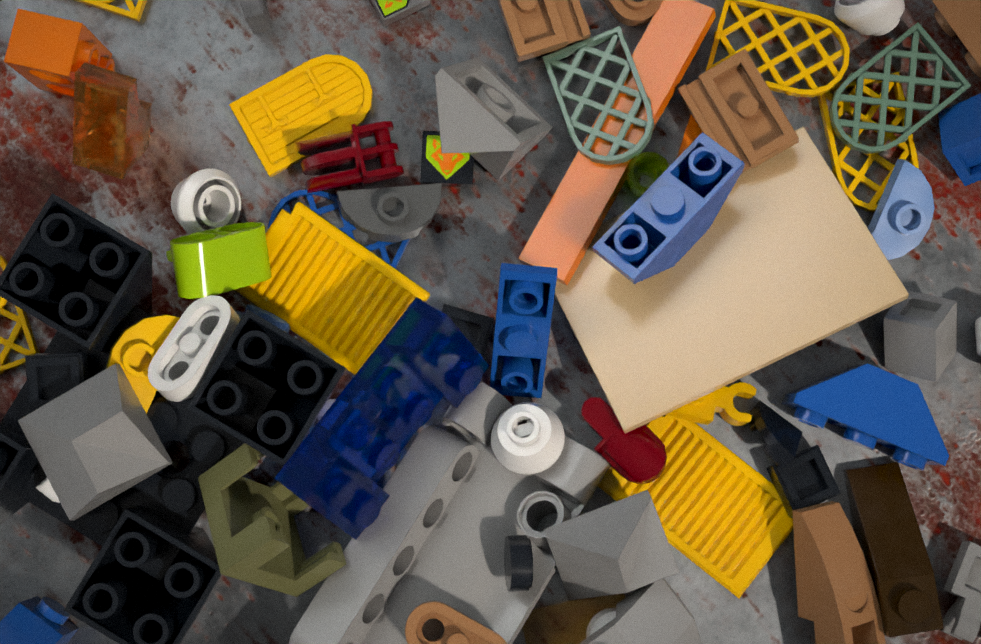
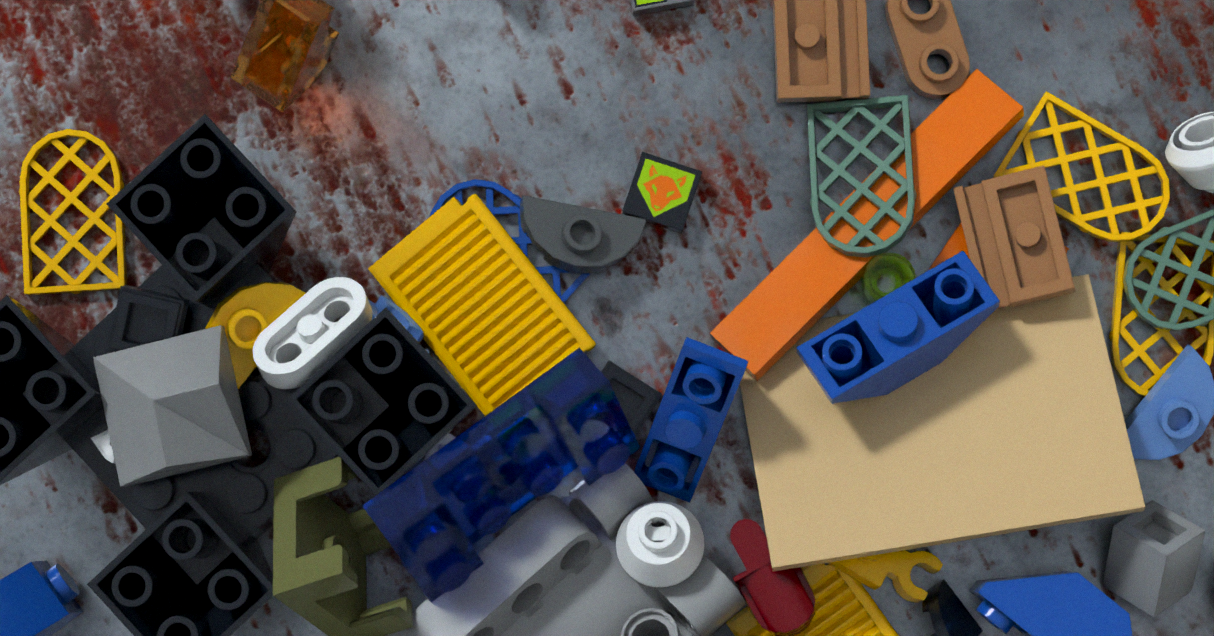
camera: 25 degrees right, 0 degrees up
(206, 201) = (369, 167): white cone -> none
(220, 259) = (367, 237): lime beam -> none
(302, 105) = (512, 87): yellow window -> none
(344, 152) = (549, 159): dark red arm -> none
(485, 117) = (719, 158): light grey slope -> none

